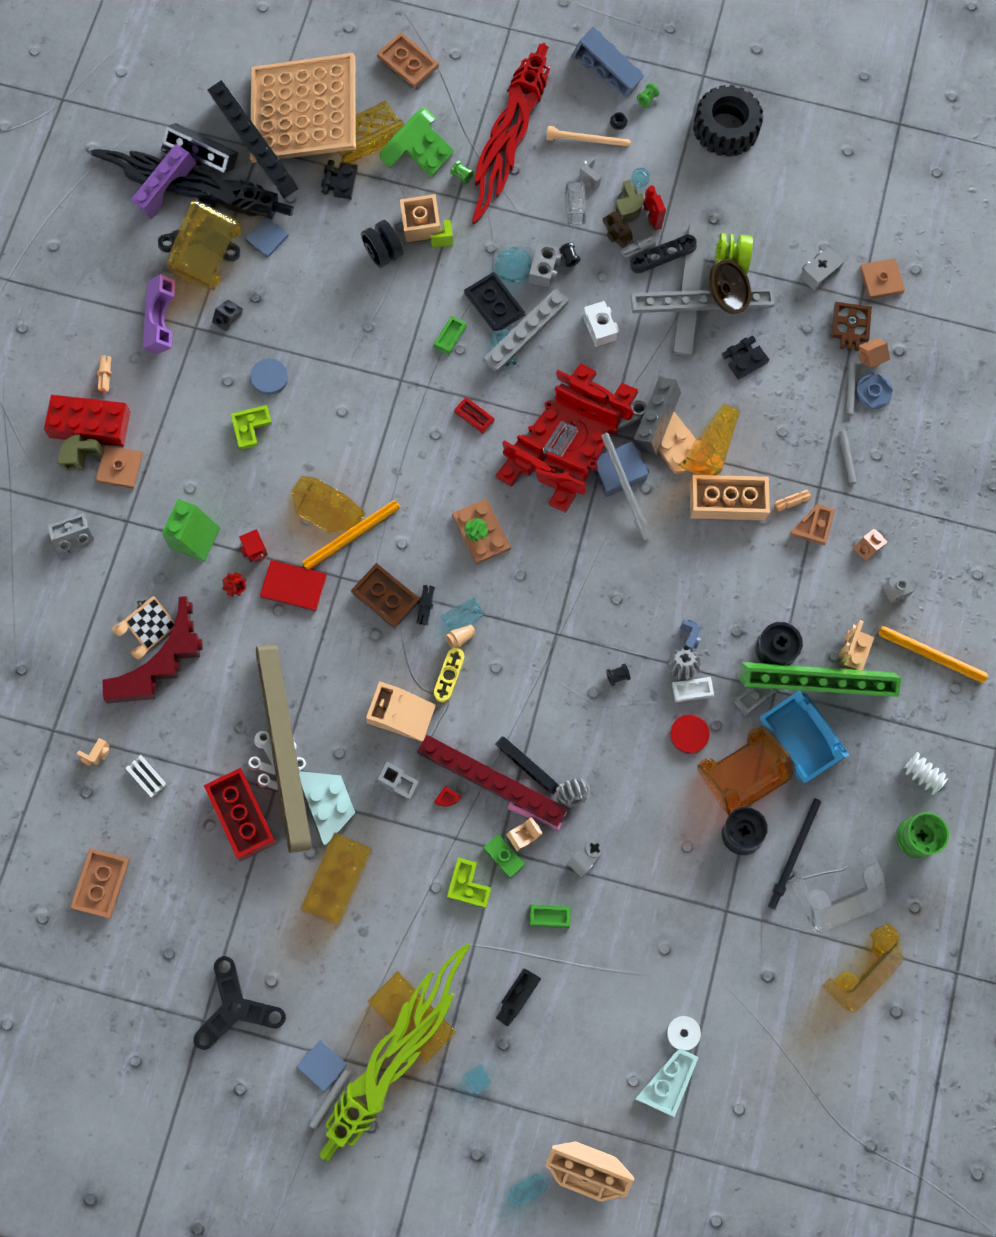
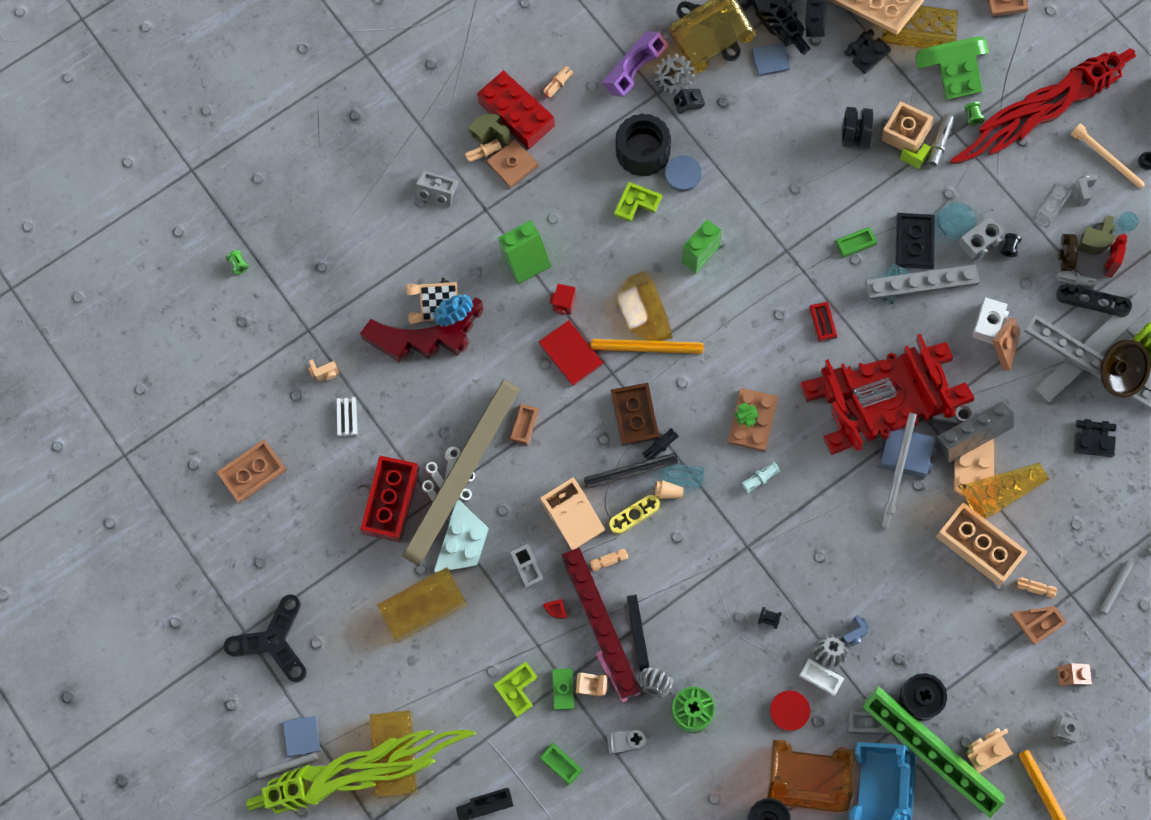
camera: 50 degrees right, 0 degrees up
(86, 473) = (483, 150): none -> light nougat axle
(169, 620) = (452, 310): none -> dark azure gear
(192, 296) = (681, 72): none -> light grey gear
(216, 355) = (647, 125): none -> black tyre
(234, 584) = (525, 318): red gear -> none
(301, 671) = (524, 424): none -> nougat tile
(333, 422) = (701, 246): none -> bright green brick
(418, 642) = (631, 470): none -> black axle
(454, 215) = (938, 147): none -> light grey pin
(457, 726) = (608, 559): none -> light nougat axle
(523, 571) = (760, 477): none -> light aqua pin
(615, 801) = (681, 712): none -> bright green wheel
(626, 332) = (1006, 343): none -> nougat wing

